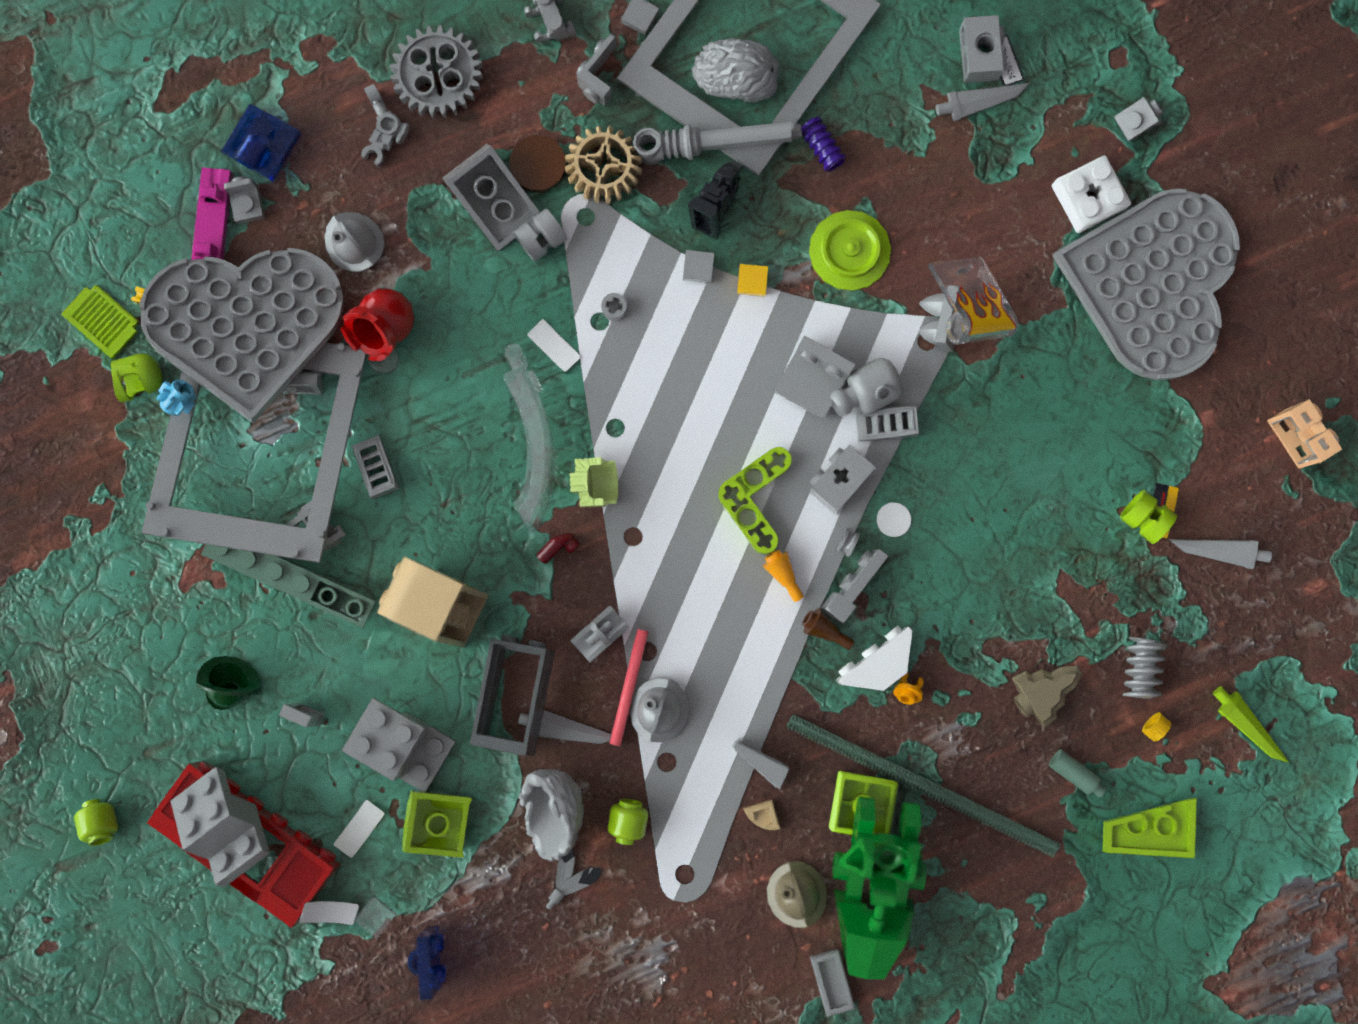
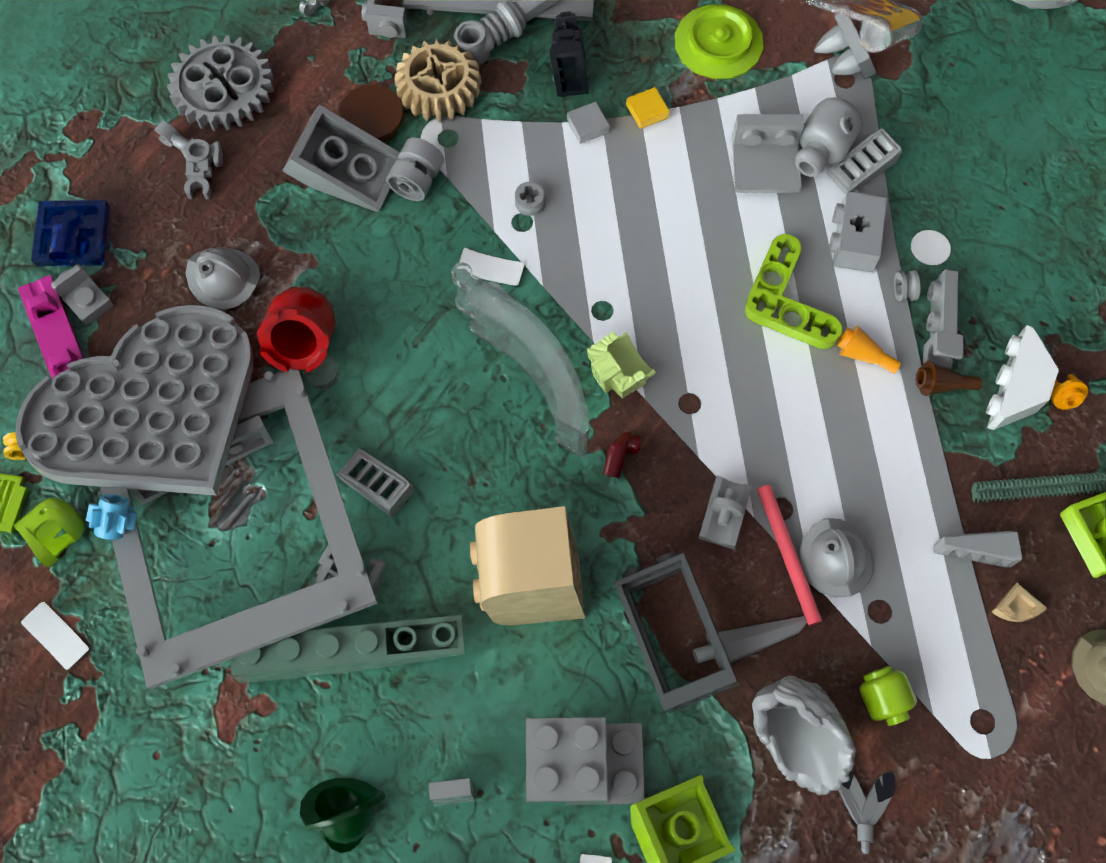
camera: 30 degrees left, 15 degrees down
(106, 451) = (55, 635): none -> white sticker

